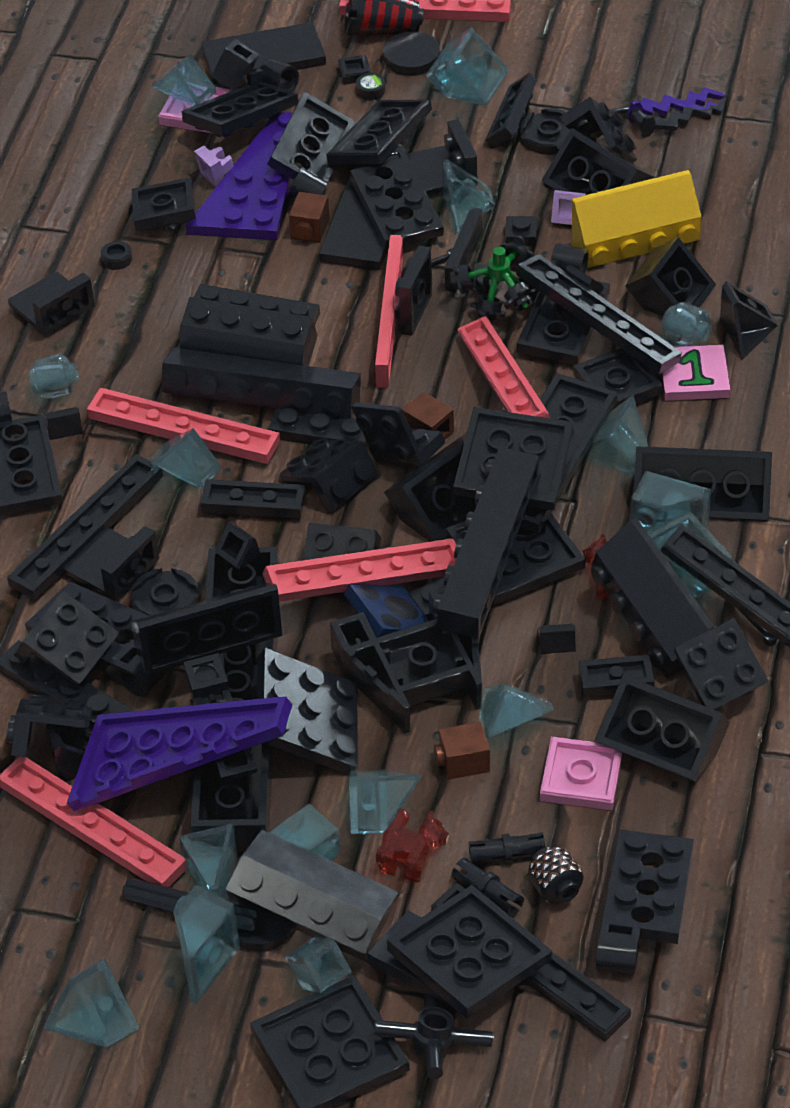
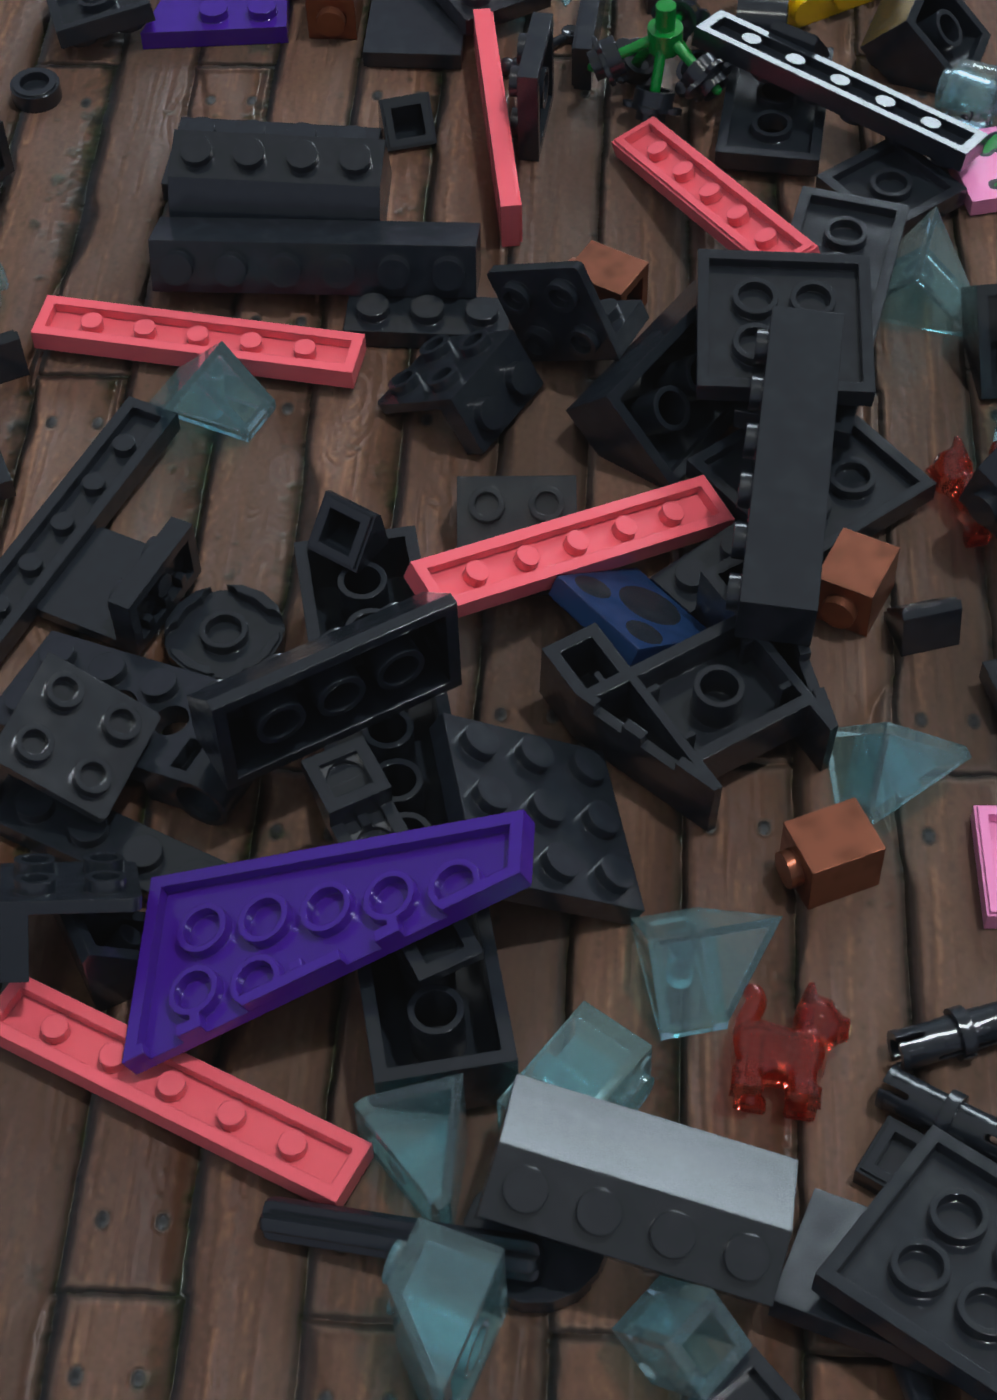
camera: 10 degrees left, 5 degrees up
(253, 498) = (343, 448): black plate -> none
(336, 302) = (407, 121): none -> black slope
(522, 609) = (856, 581): none -> copper brick

